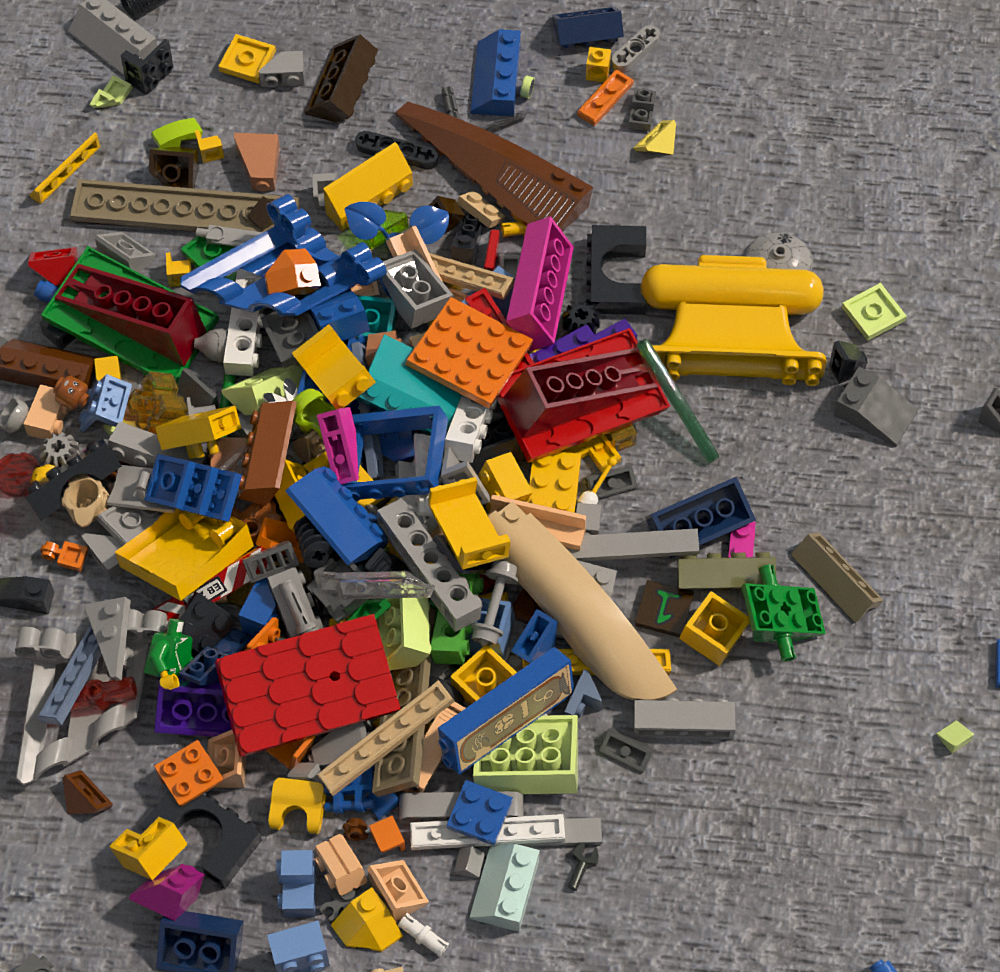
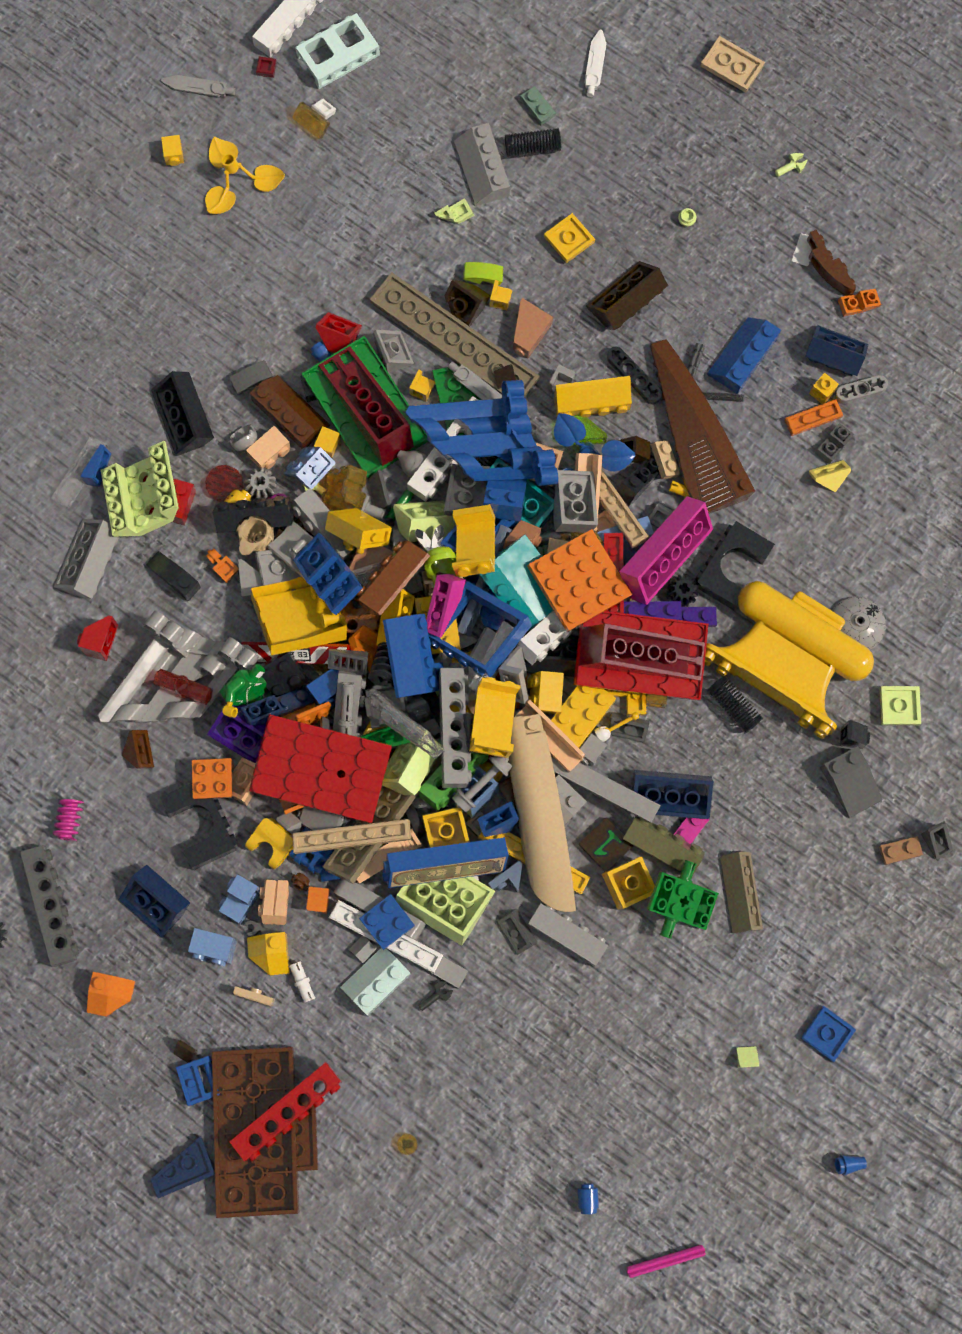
camera: 25 degrees right, 15 degrees up
(44, 913) = (67, 819): none -> dark pink piece
(66, 169) = (388, 257): yellow slope -> none
(71, 392) = (289, 446): dark orange head -> none
(72, 680) = (185, 657): sand blue tile -> none
(110, 628) = (215, 644): light grey wing -> none
(148, 72) = (490, 212): black bracket -> none
(151, 850) = (157, 819): yellow panel -> none
(170, 891) = (152, 854): magenta slope -> none
(283, 70) = (591, 263): light grey slope -> none
(293, 273) = (491, 444): orange slope -> none
(397, 888) = (304, 939): light nougat slope -> none
(492, 250) = (651, 500): red tile -> none
(527, 86) = (760, 377): yellowish green tile -> none
(677, 400) = (709, 697): clear green axle -> none
(737, 406) = (745, 726): none -> black piece
(969, 447) = (901, 850): none -> medium nougat plate

